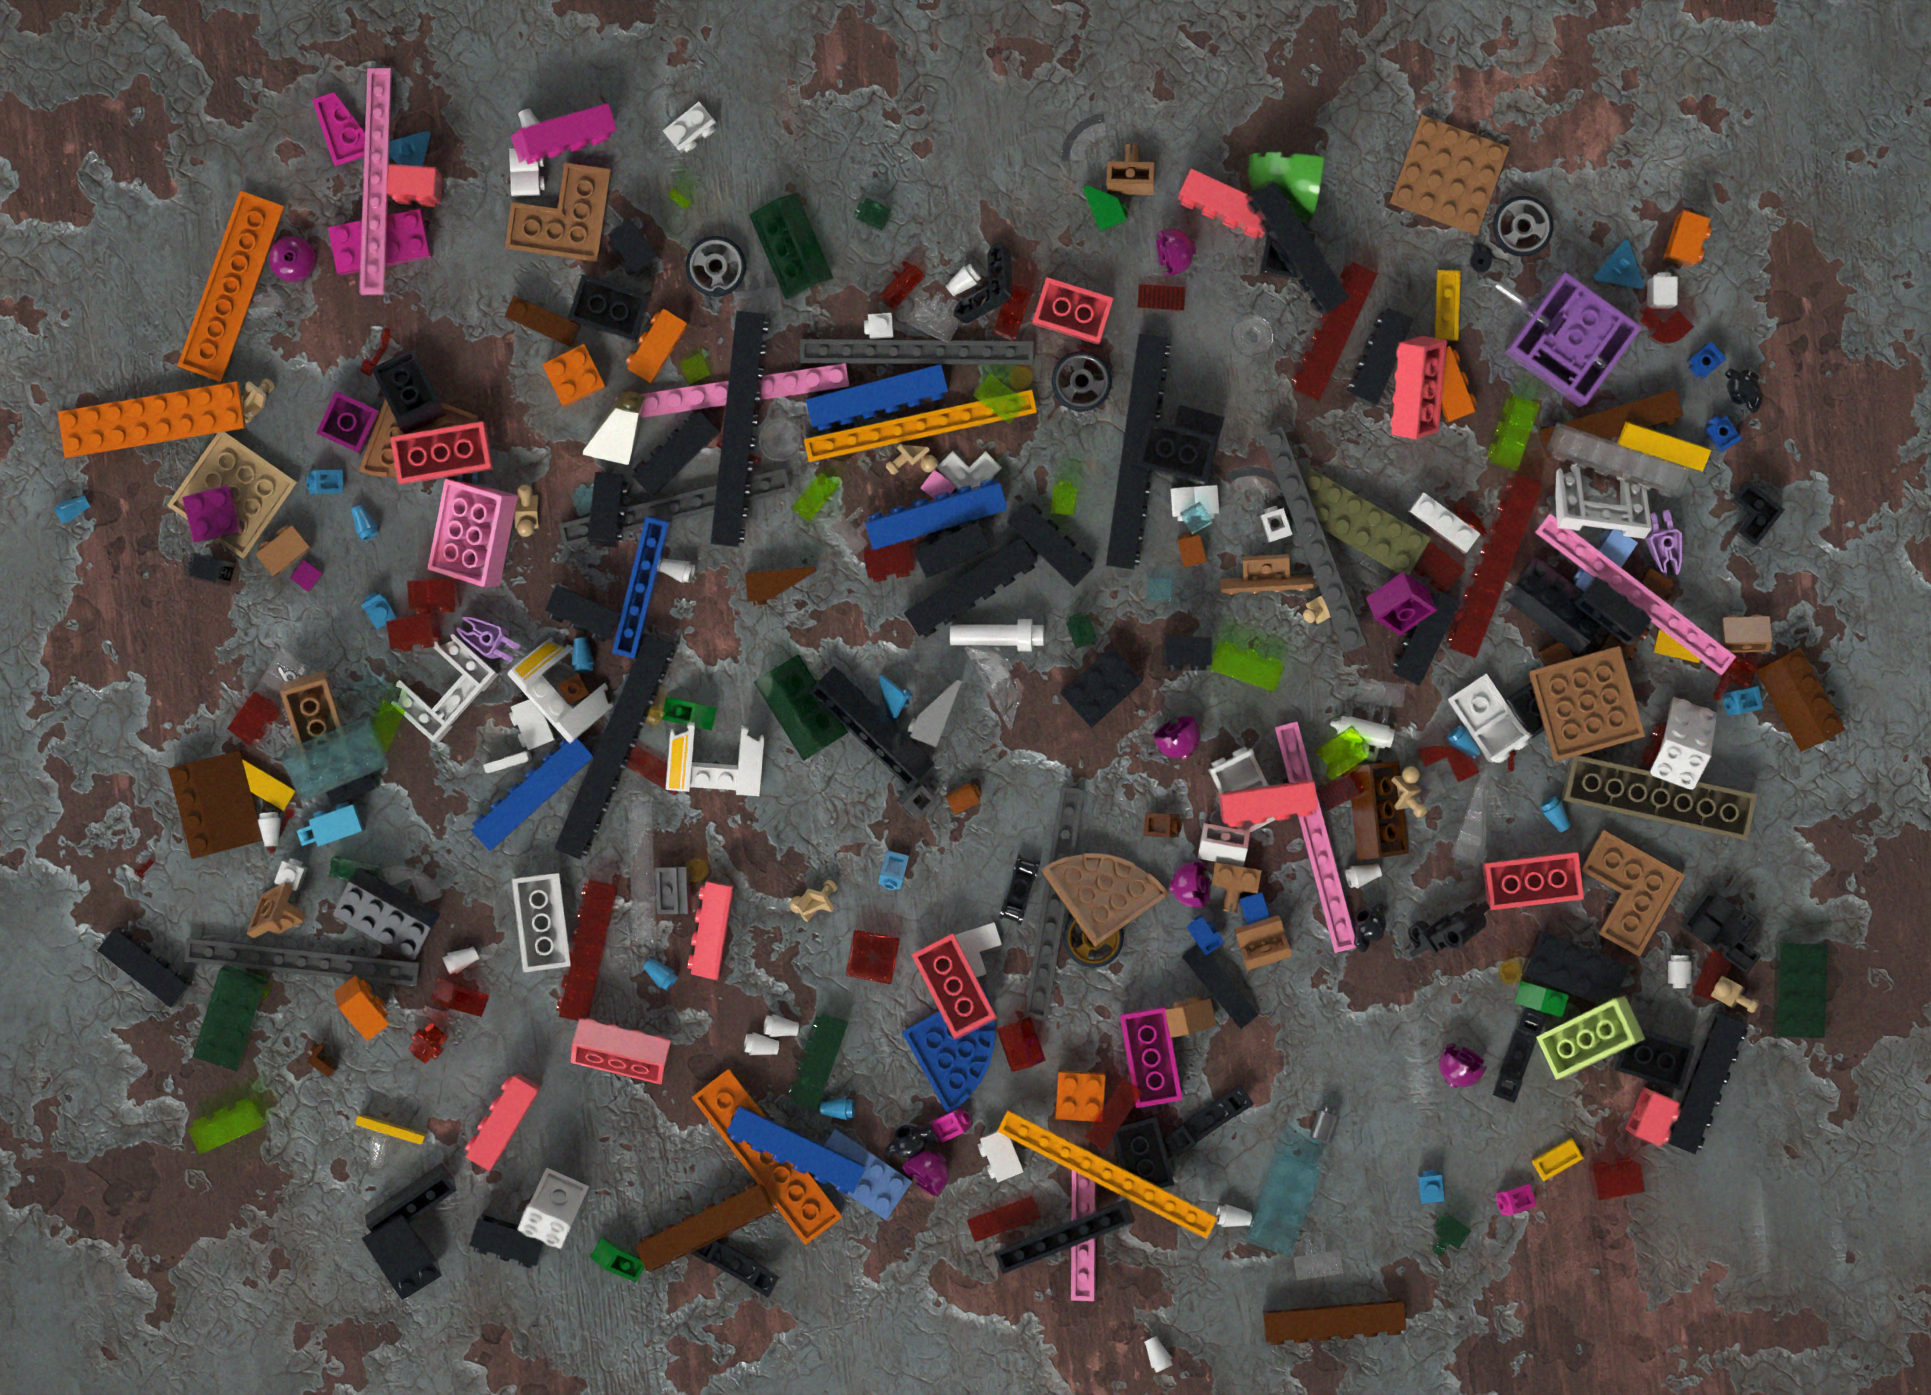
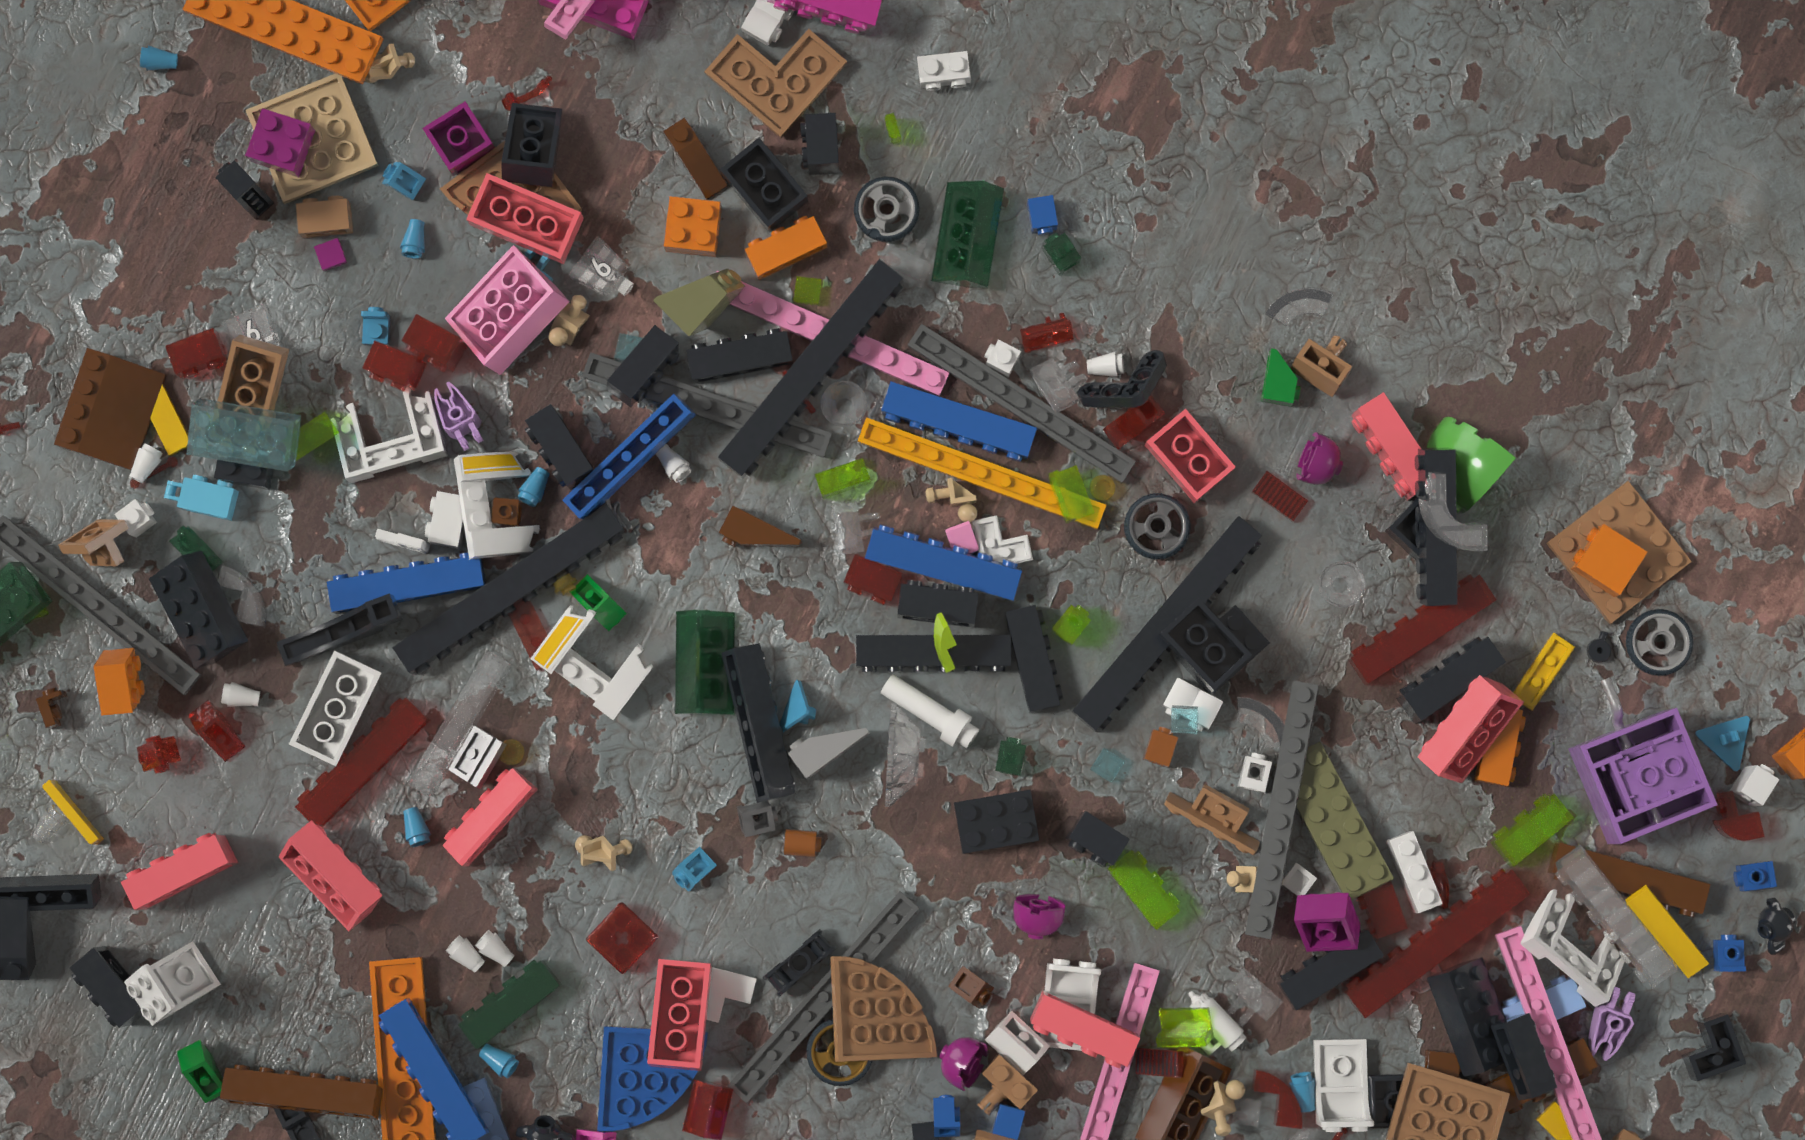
camera: 35 degrees right, 5 degrees down
(505, 861) = (342, 630): none -> black arch
(525, 454) = (601, 270): none -> clear torso
(840, 194) = (1042, 215): none -> blue brick
(974, 576) = (943, 640): none -> lime slope
(1315, 245) = (1441, 523): none -> clear arch
(1360, 585) = (1298, 880): none -> white plate
(1443, 188) = (1608, 560): none -> orange piece

